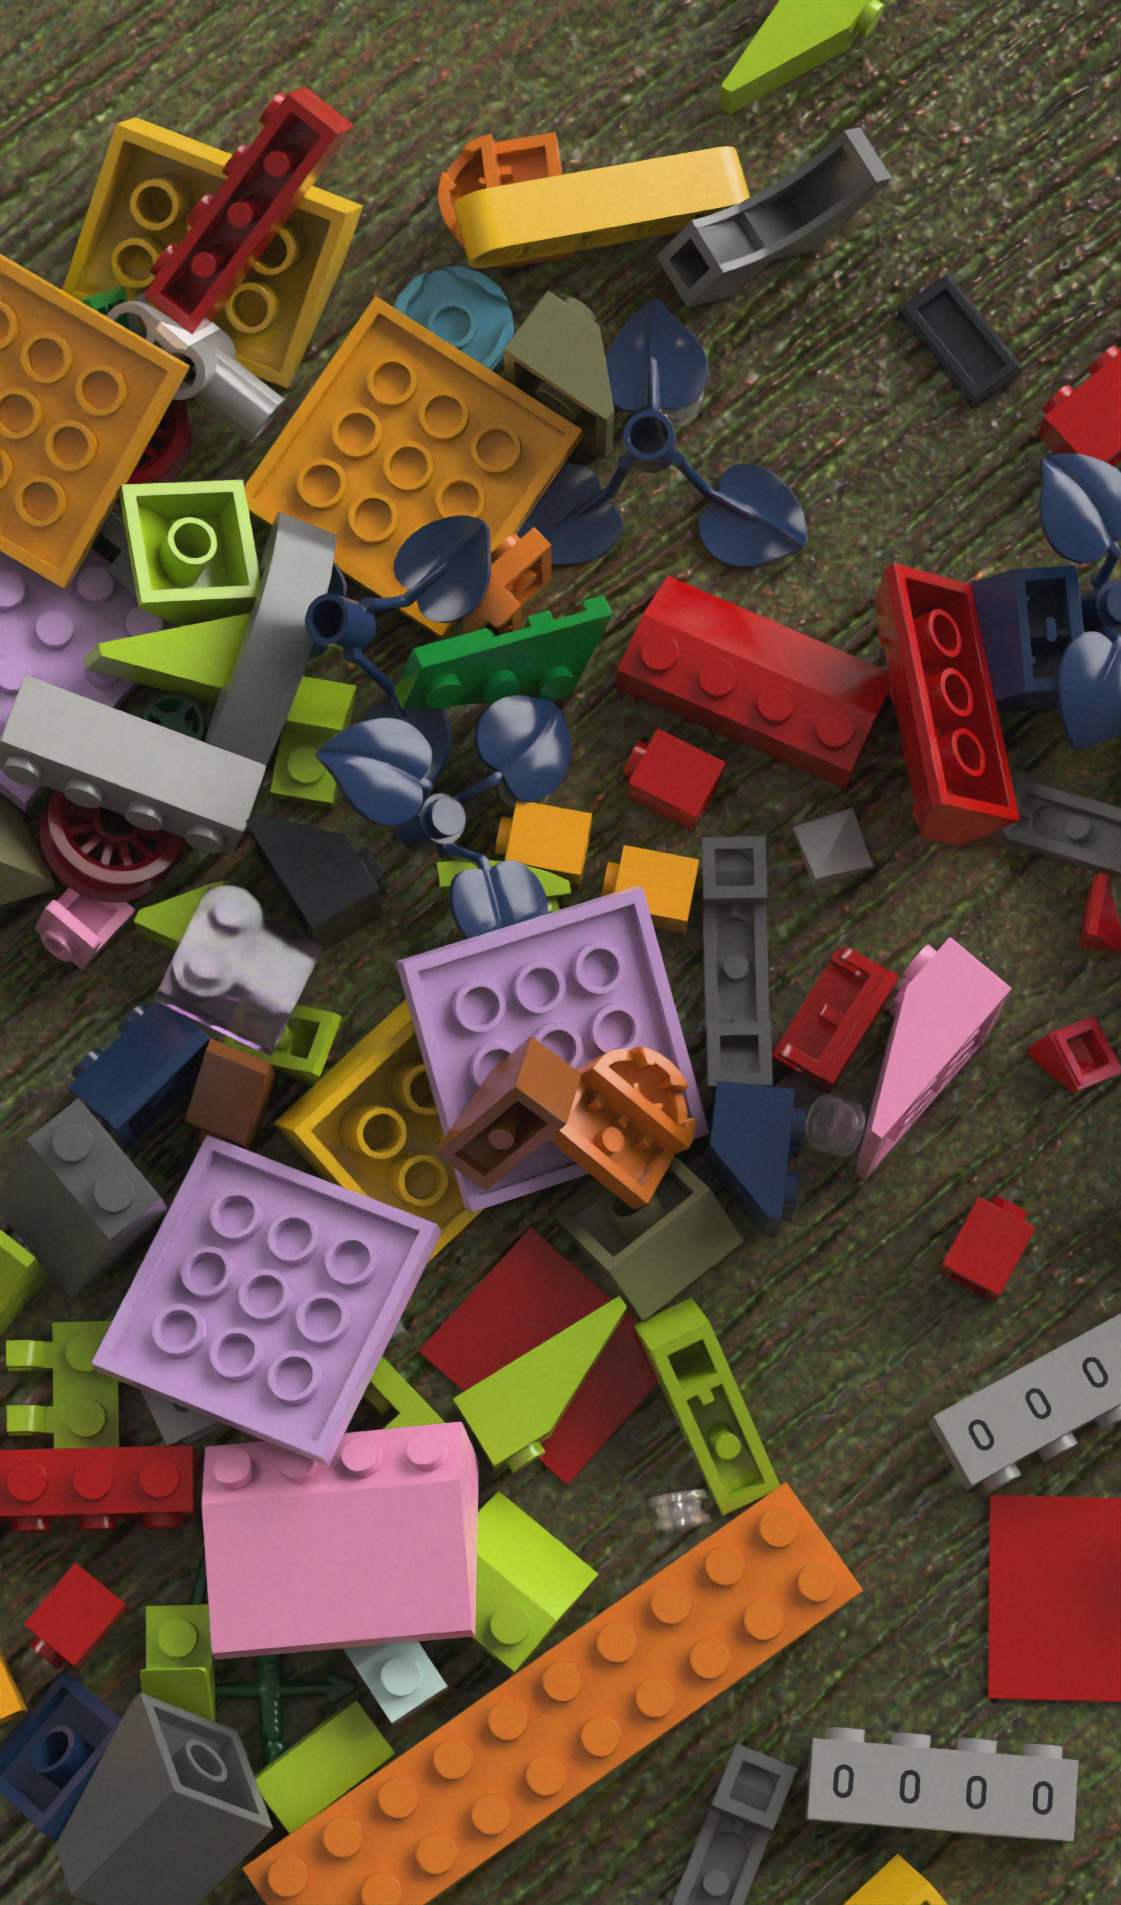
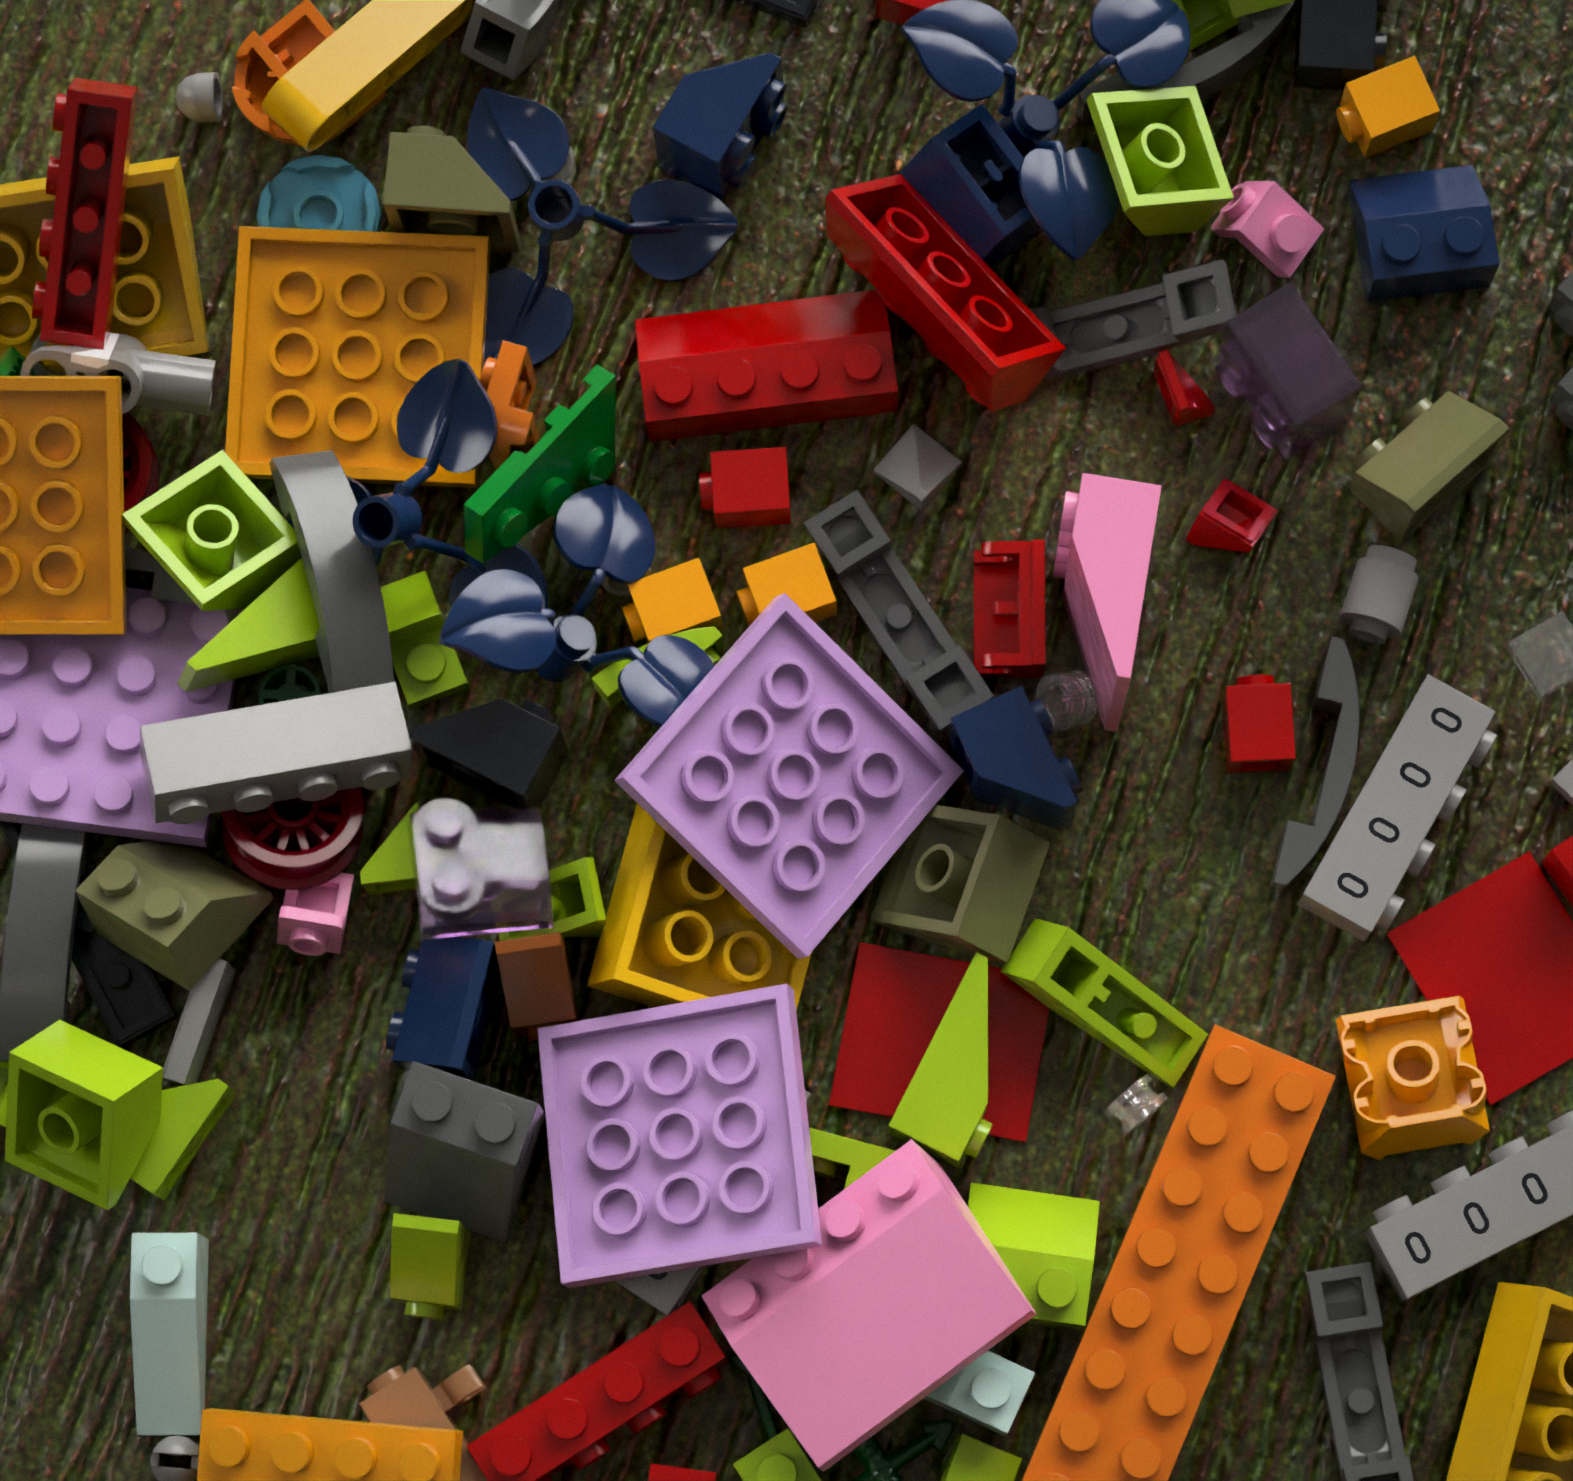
camera: 25 degrees left, 0 degrees up
(83, 1399) = (566, 1318): lime plate -> none
(413, 166) = (201, 97): none -> light grey hinge
(511, 1114) = (793, 851): dark orange slope -> none
(628, 1121) = (888, 801): orange slope -> none
(841, 447) = (718, 122): none -> dark blue slope
(934, 1632) = (1413, 1077): none -> light orange slope
(963, 1373) = (1334, 696): none -> dark grey slope

